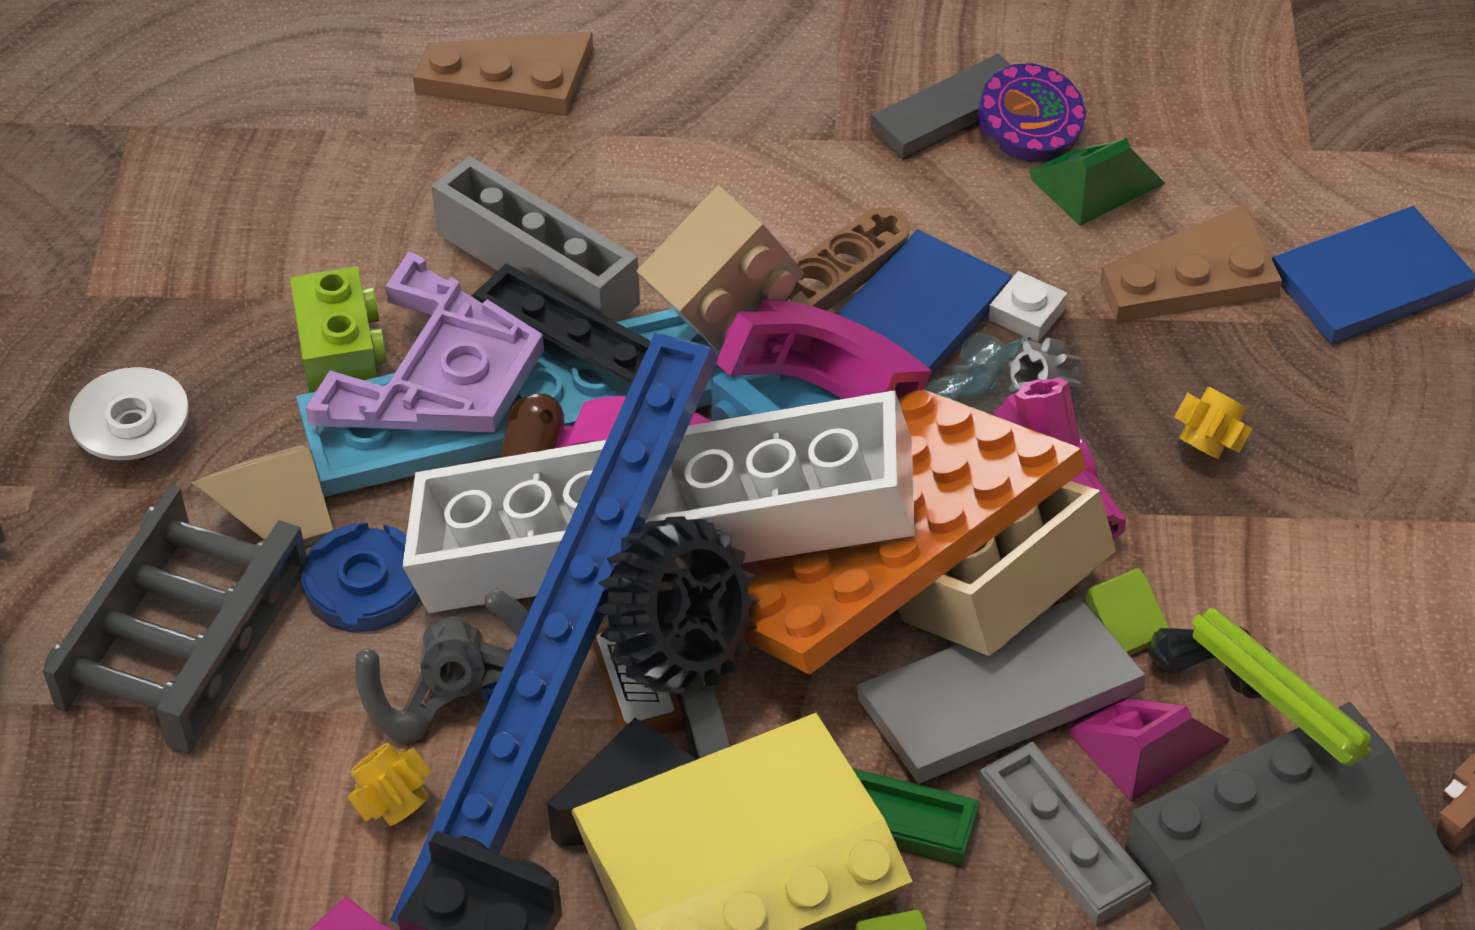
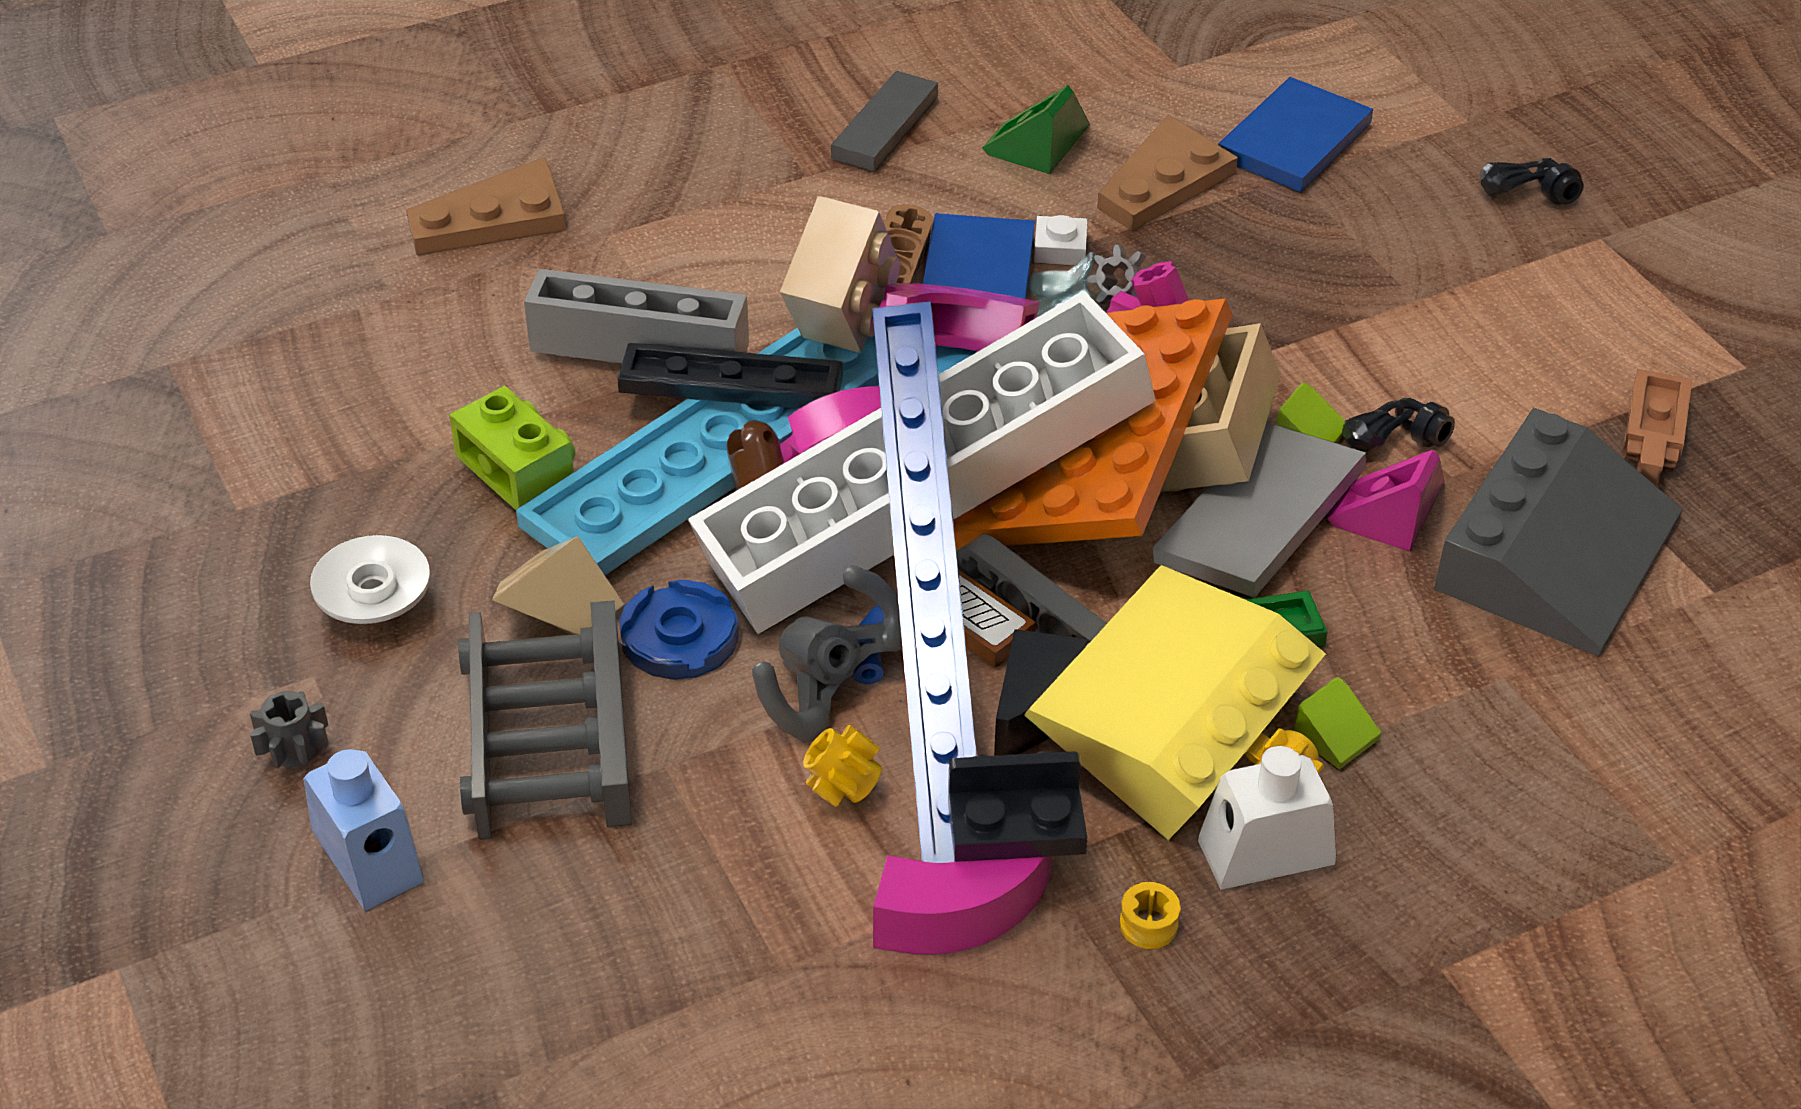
camera: 30 degrees left, 5 degrees down
(455, 374) = (654, 433): lavender wing -> none
(661, 603) = (1011, 519): black gear -> none
(1031, 112) = (957, 102): dark purple tile -> none
(1065, 833) = (1383, 589): light grey tile -> none
(1213, 422) = (1271, 267): yellow gear -> none
(1282, 687) = (1483, 412): lime axle -> none

